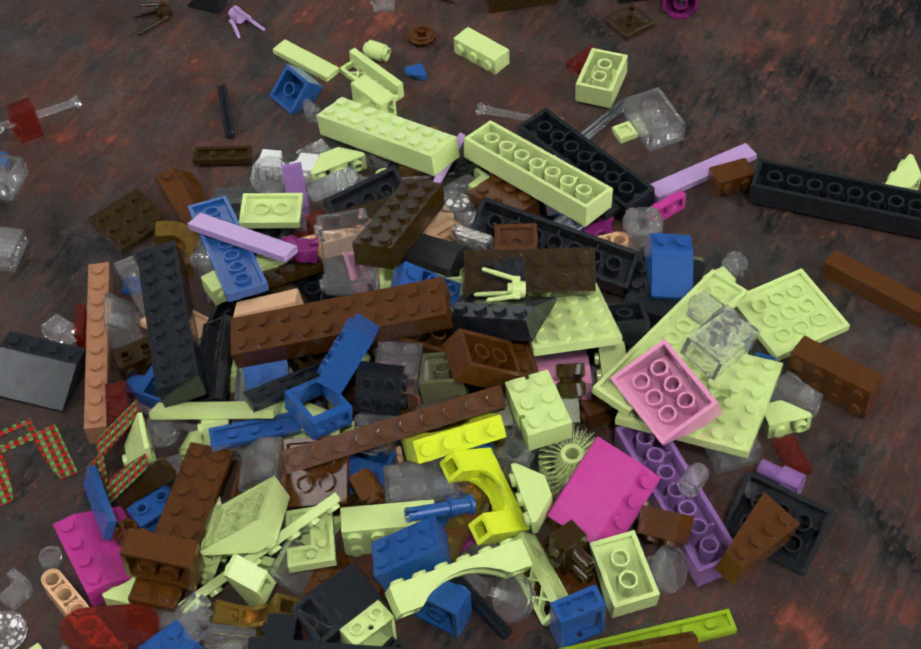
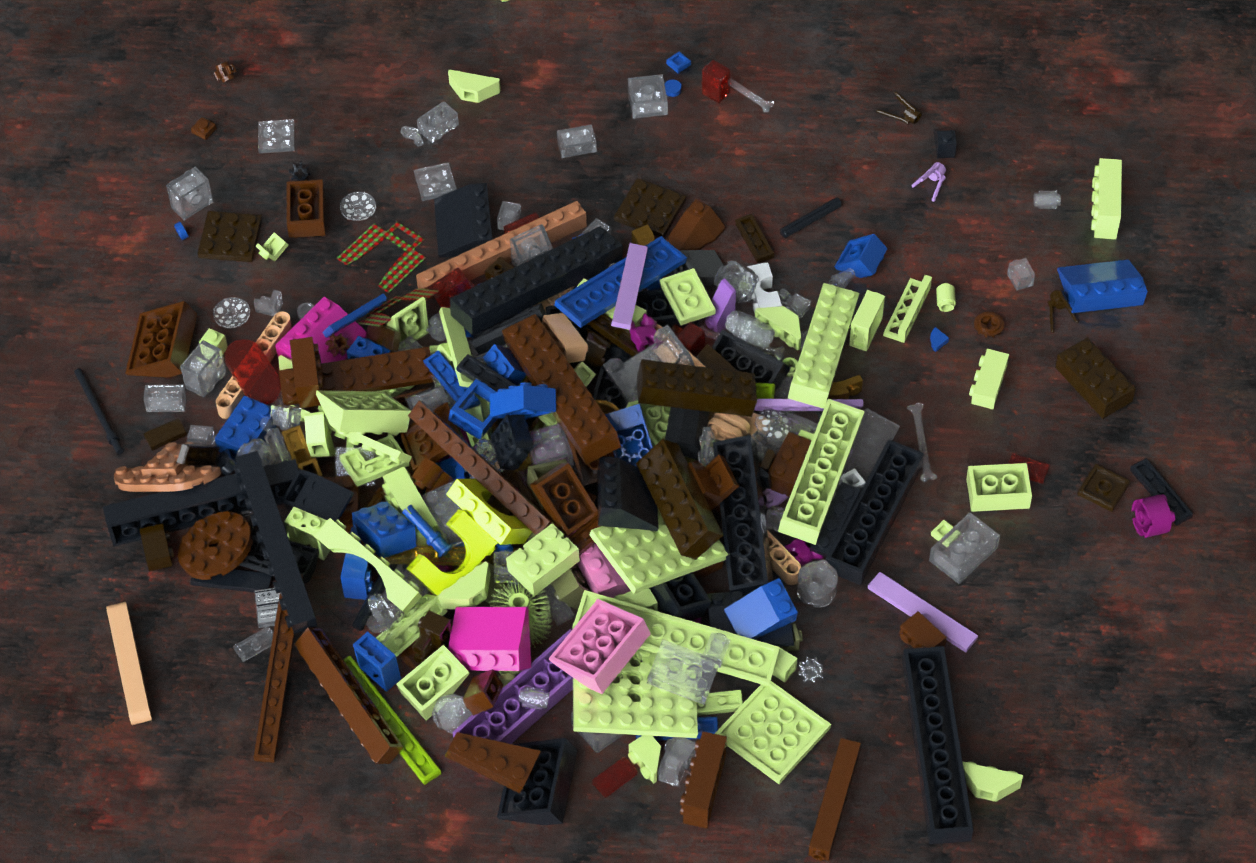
camera: 65 degrees right, 5 degrees up
(306, 60) = (907, 249): yellowish green tile -> none
(511, 266) = (662, 478): black plate -> none
(515, 290) = (645, 491): yellowish green plant -> none
(571, 379) = (585, 572): dark brown wheel -> none
(604, 119) = (943, 508): black axle -> none
(671, 204) = (857, 595): dark pink plate -> none
(783, 476) = (581, 773): medium lavender piece -> none

